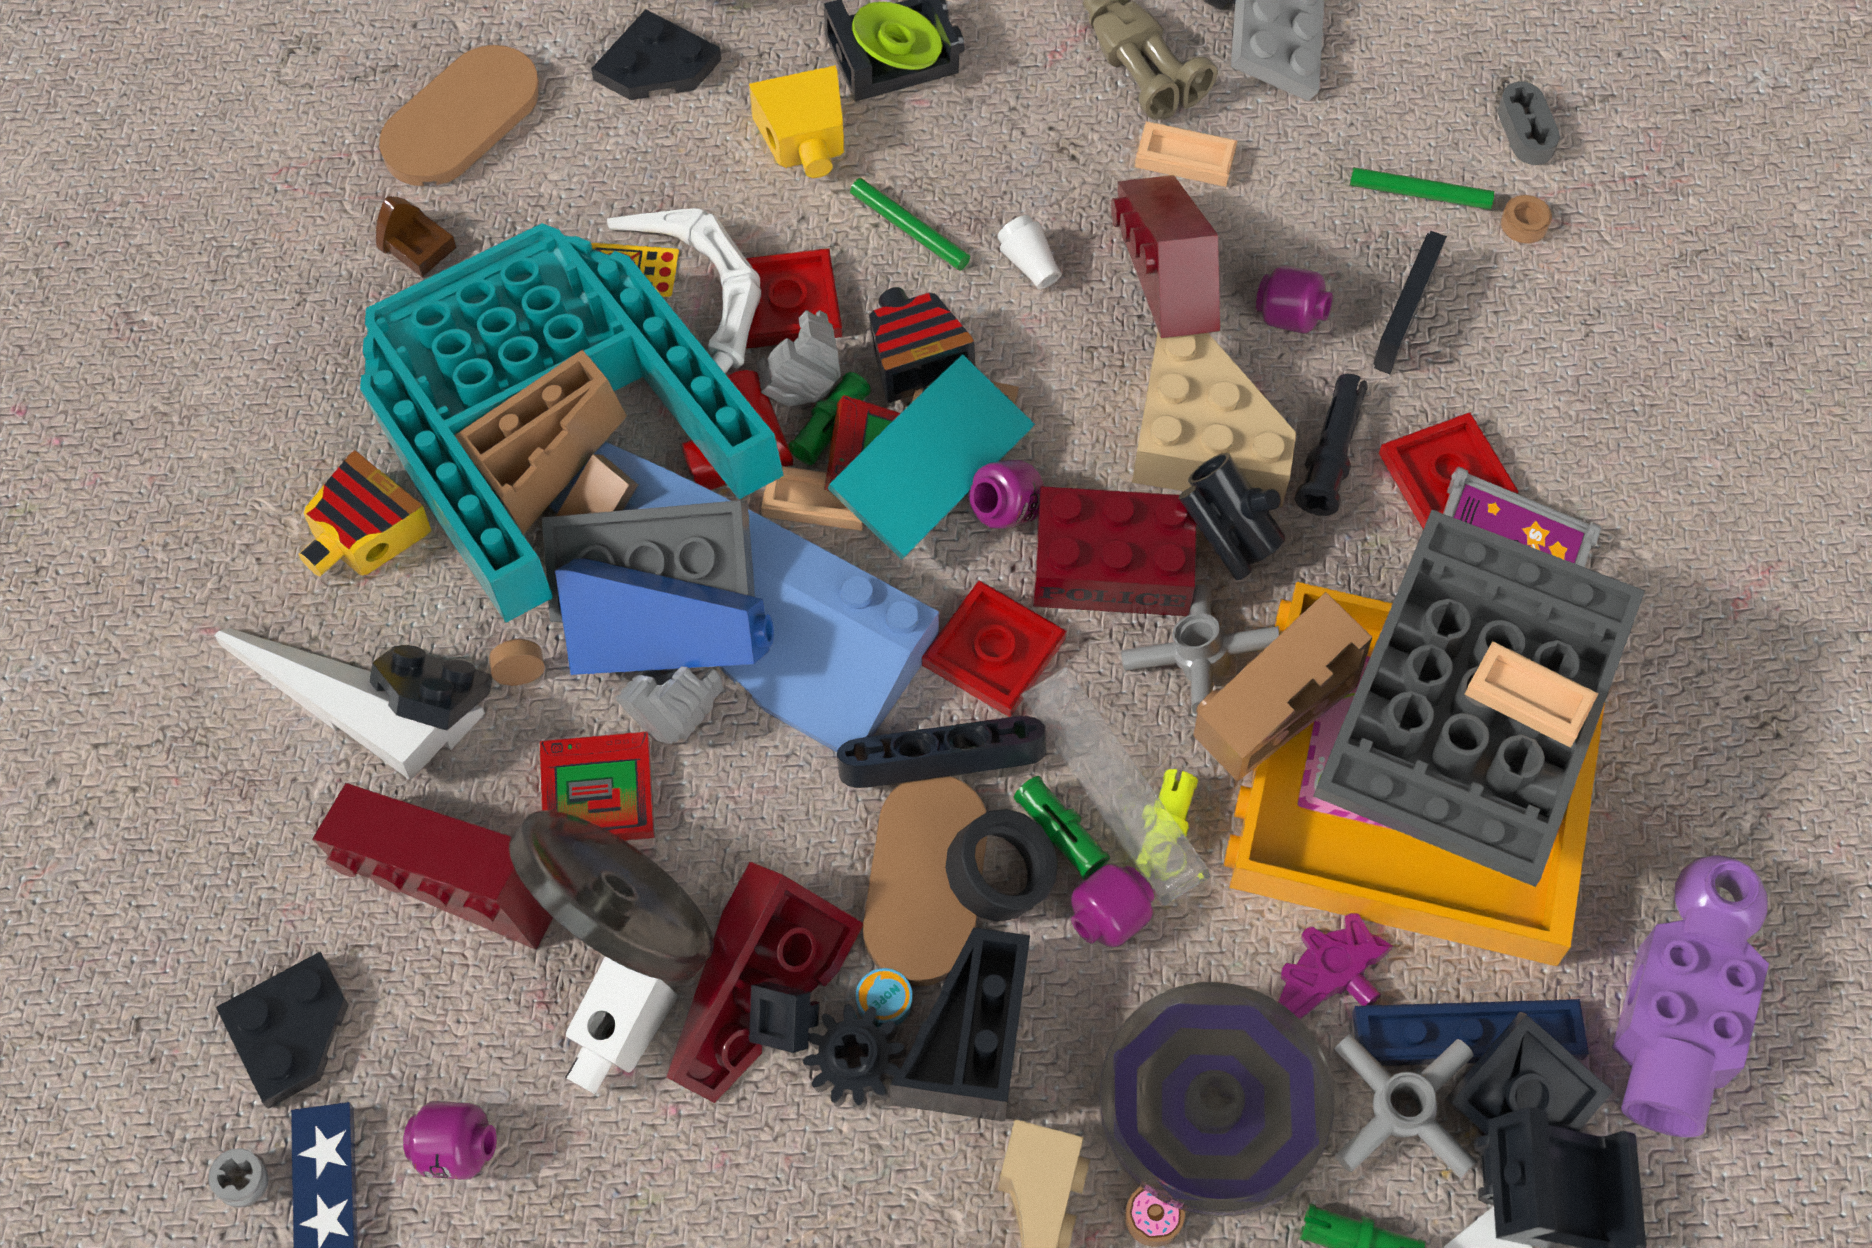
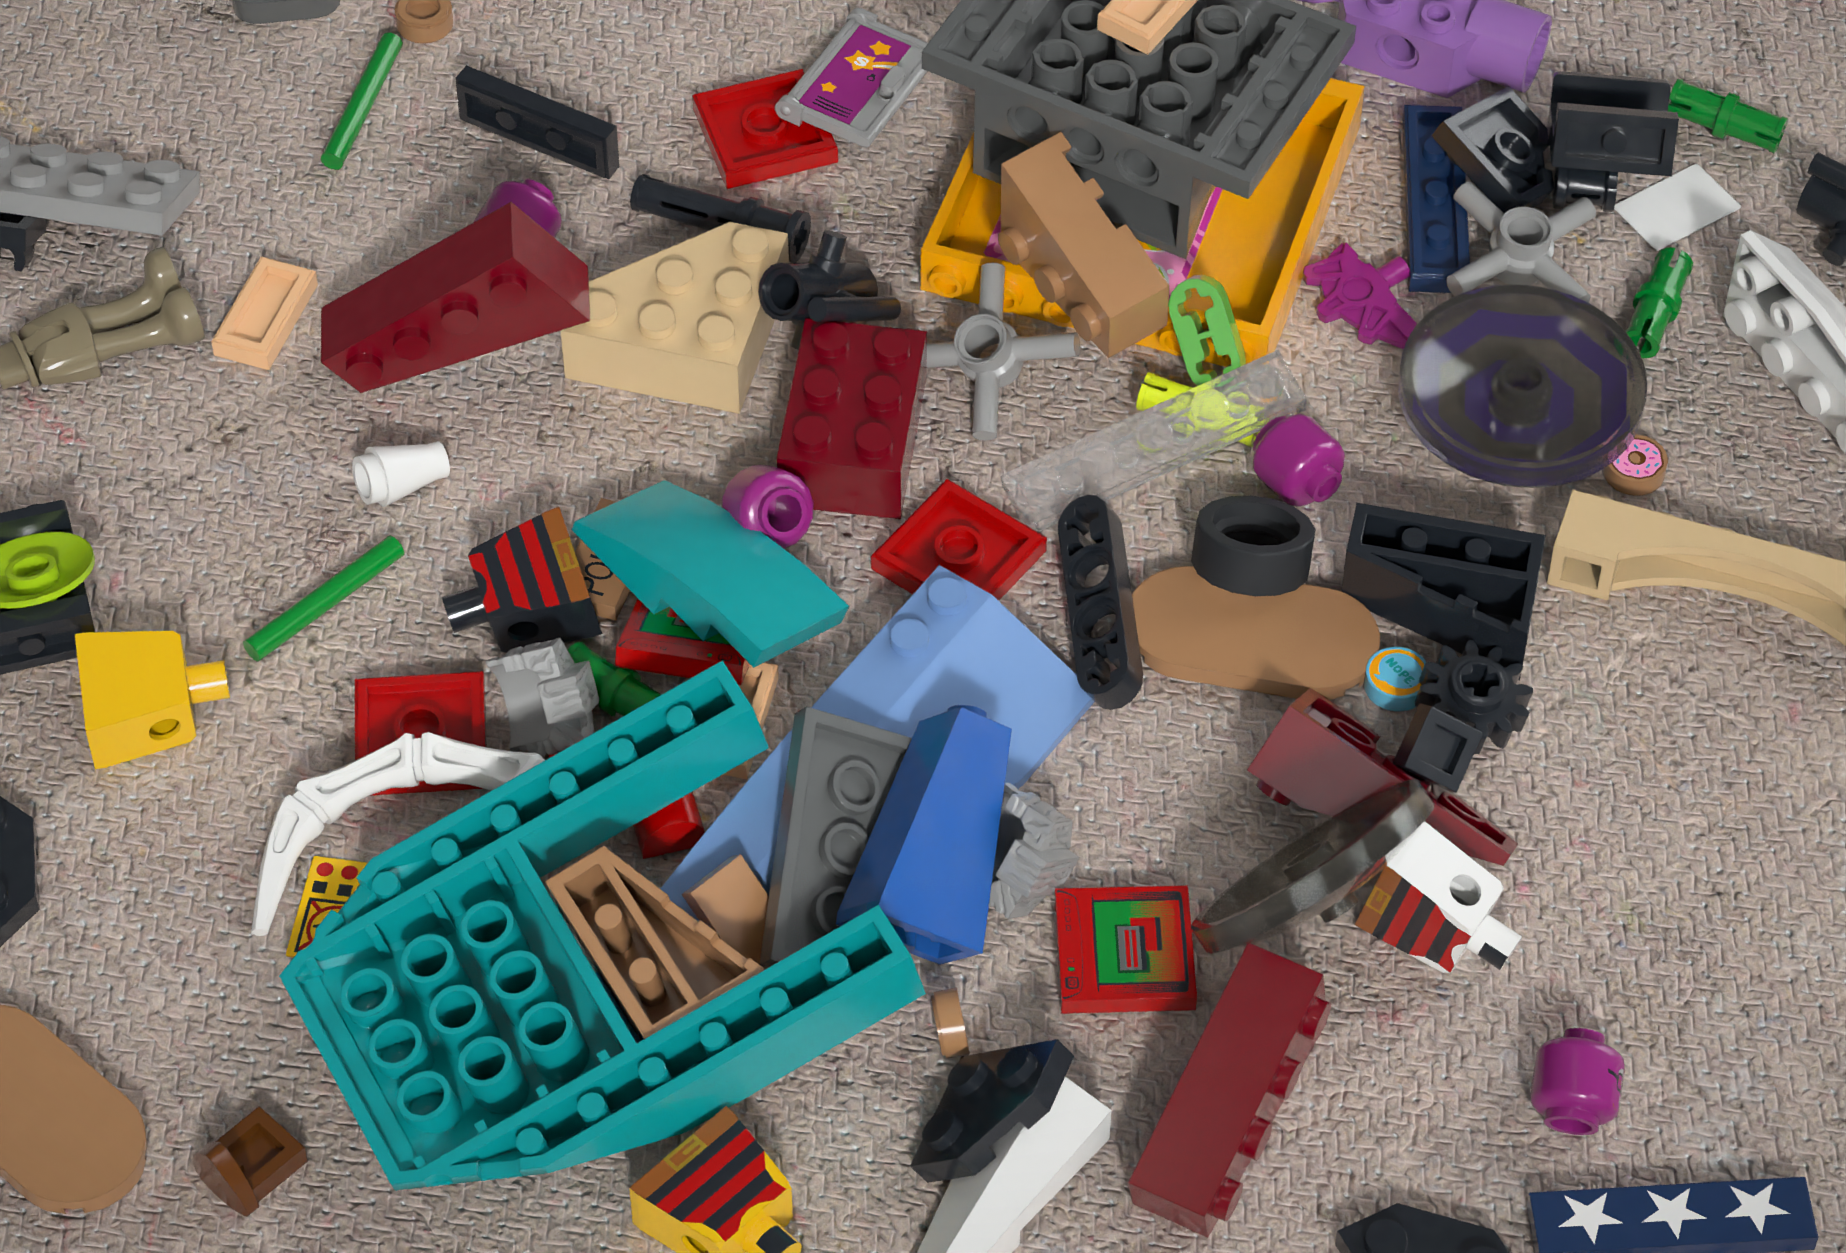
camera: 85 degrees left, 10 degrees down
(1037, 801) = (1182, 508): green pin -> none
(1231, 813) = (1220, 324): none -> bright green beam

